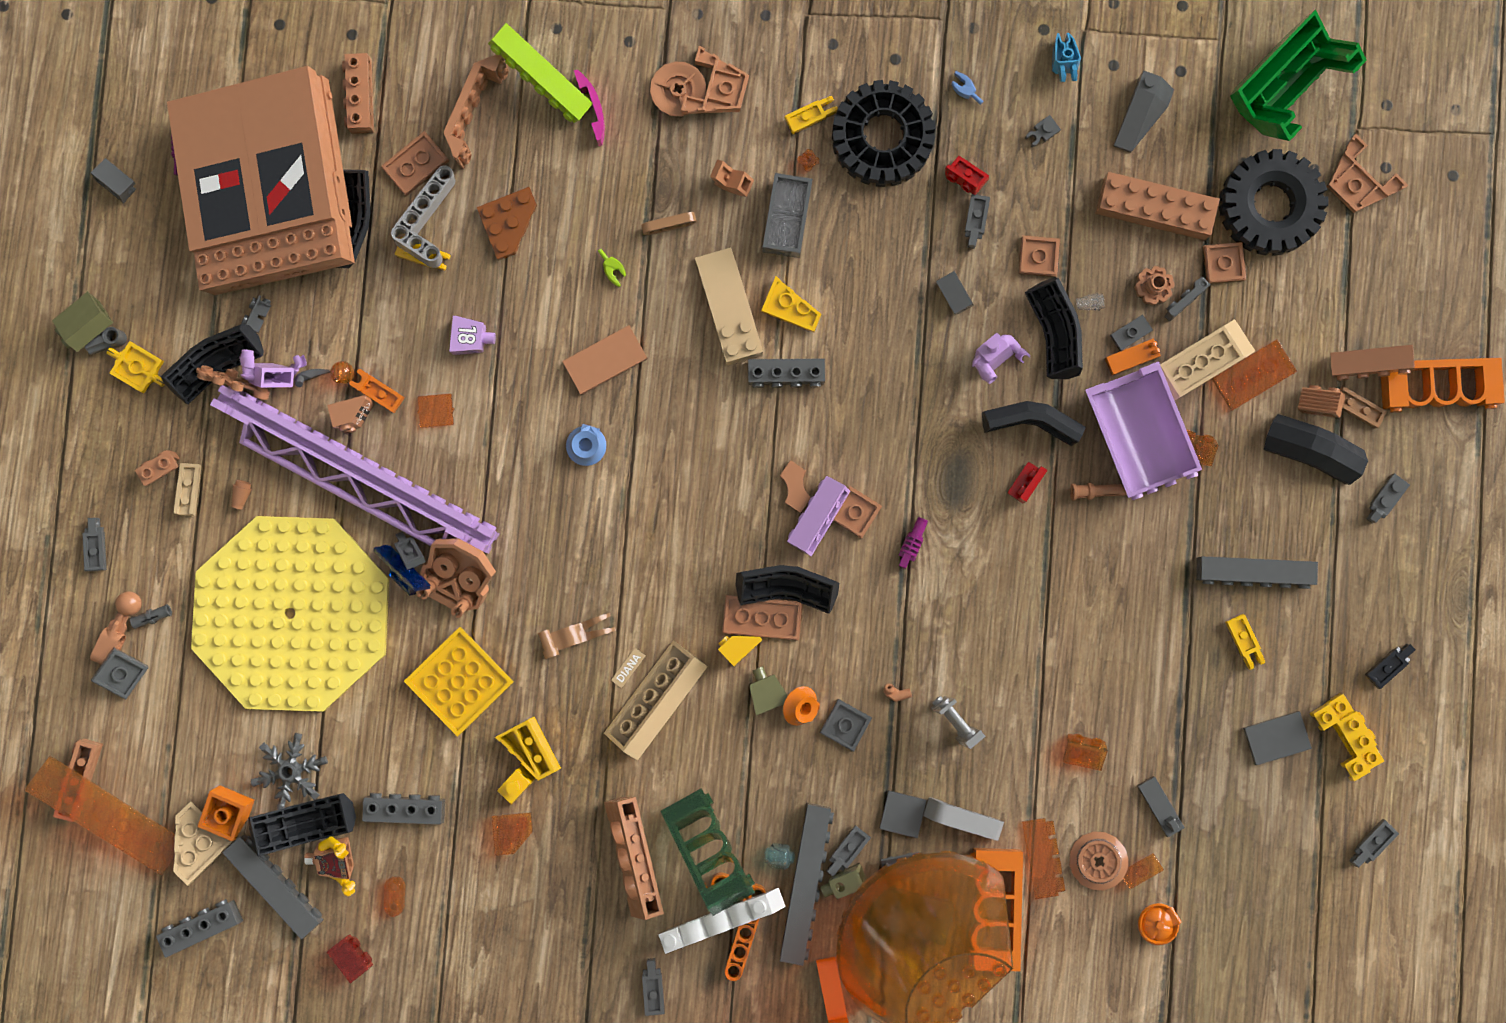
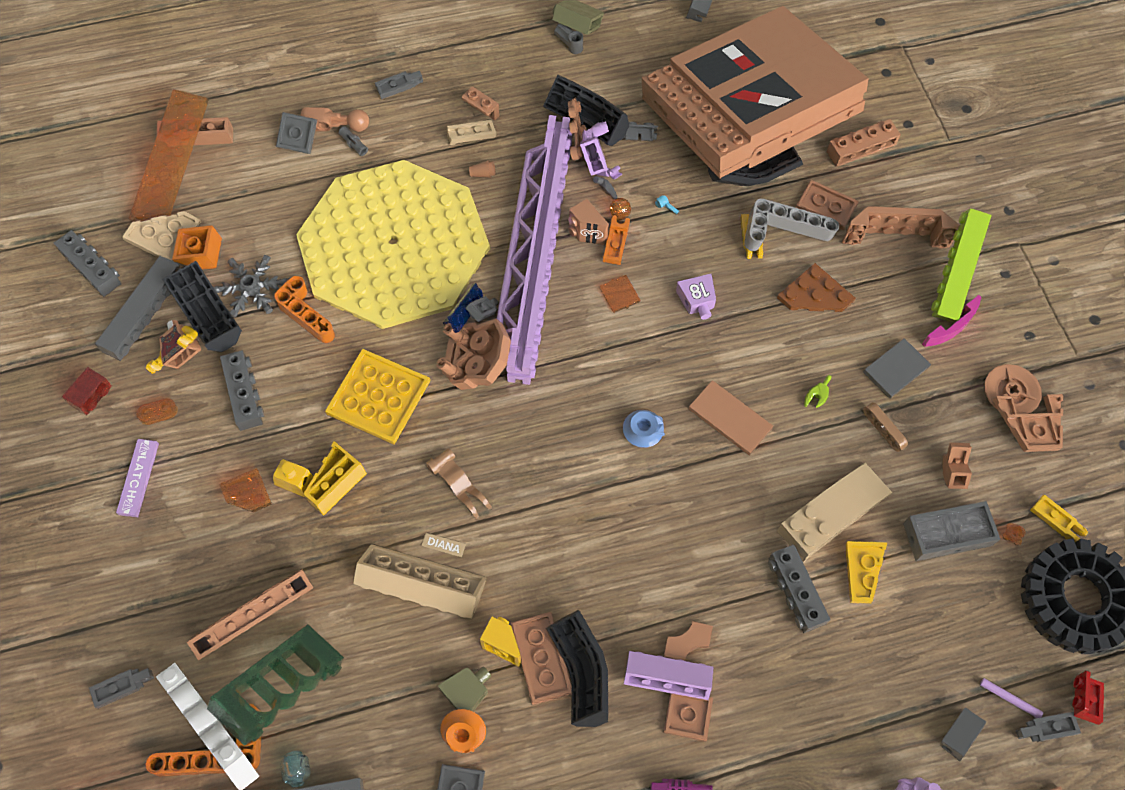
camera: 70 degrees right, 20 degrees down
(136, 367) = (557, 62): yellow plate -> none
(342, 723) = (302, 317): none -> orange beam
(348, 325) = (663, 201): none -> medium azure hand
(457, 929) = (137, 478): none -> lavender tile
(615, 183) = (896, 368): none -> dark grey tile
(943, 236) = (1011, 698): none -> lavender bar

